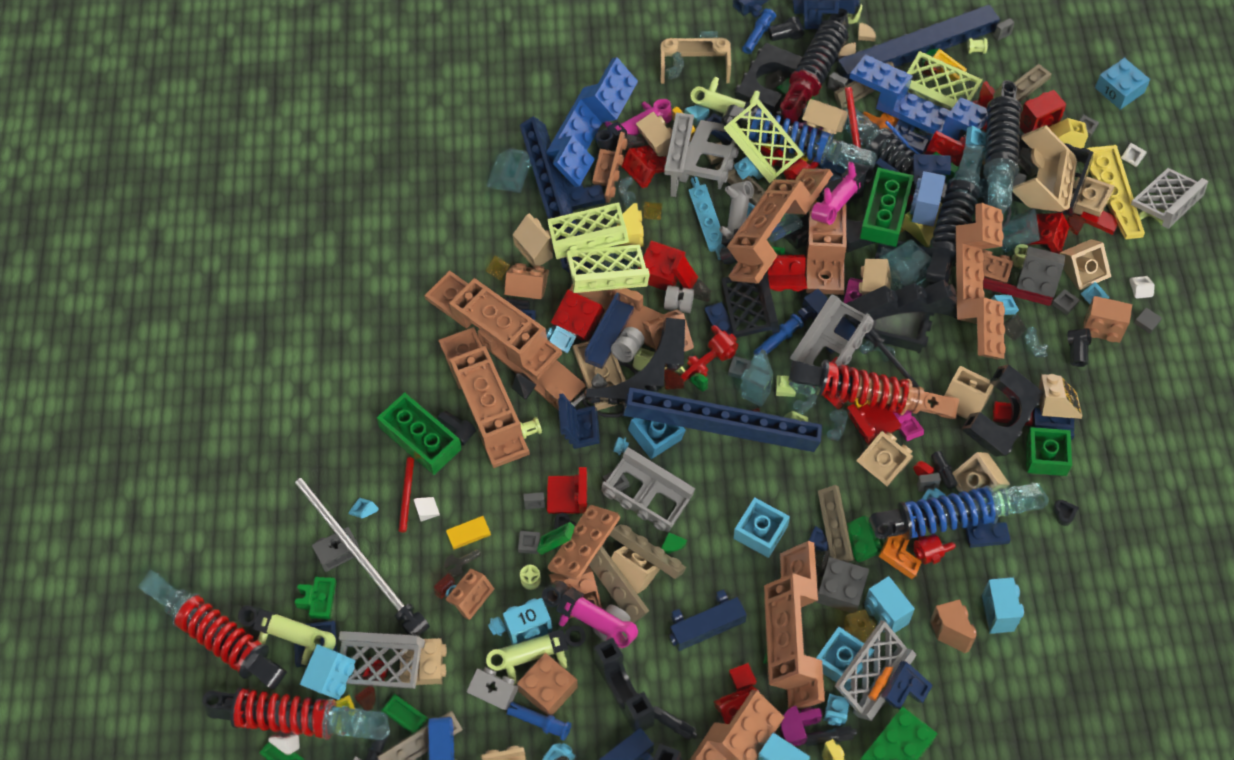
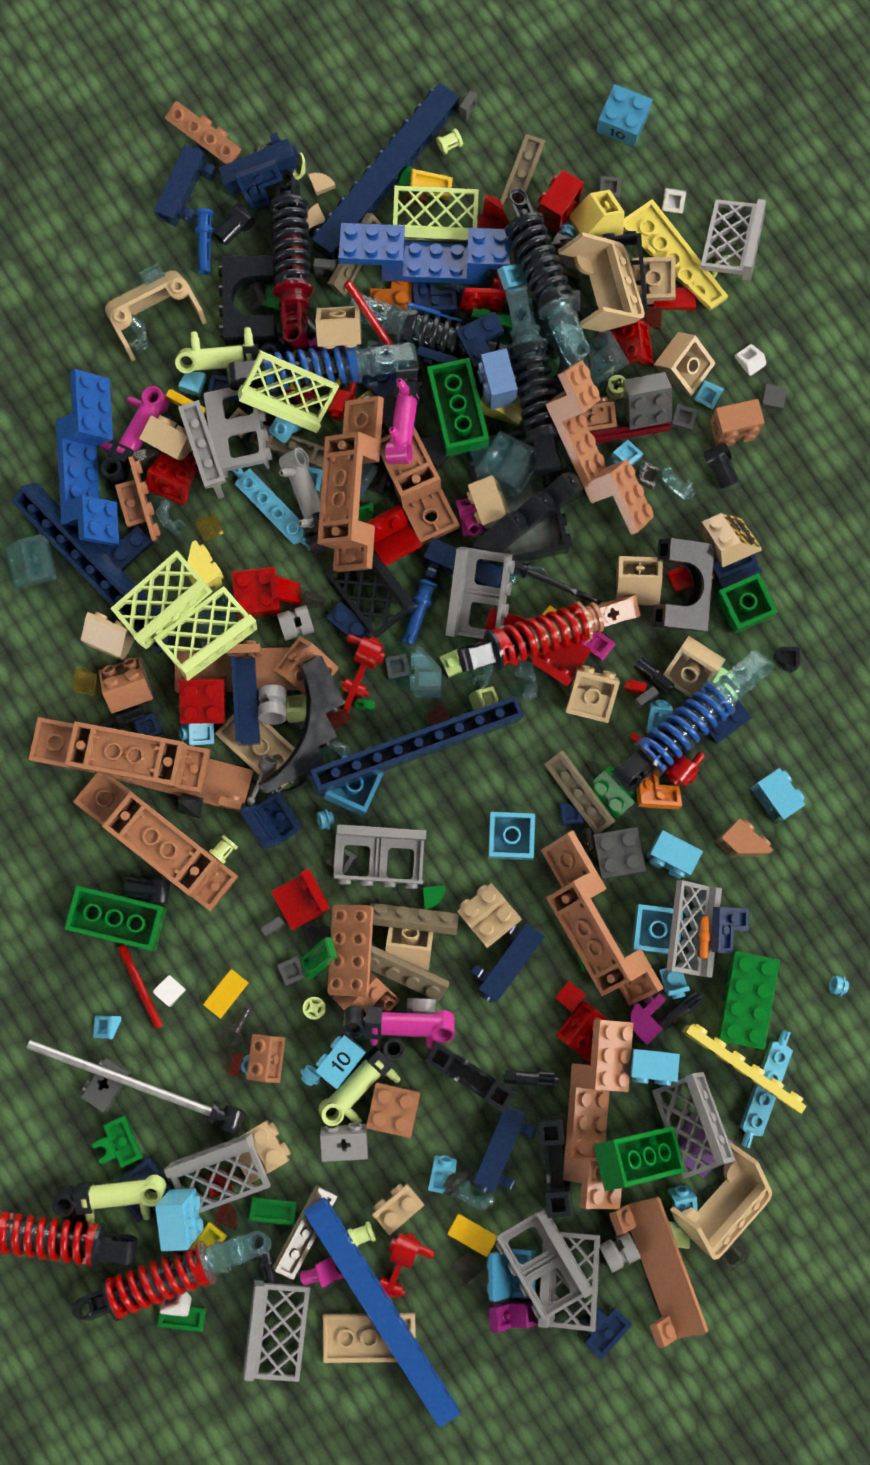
camera: 30 degrees left, 20 degrees up
(549, 723) = (414, 1145): blue pin -> none
(709, 576) = (488, 914): none -> tan plate
(859, 625) = (647, 887): clear yellow brick -> none

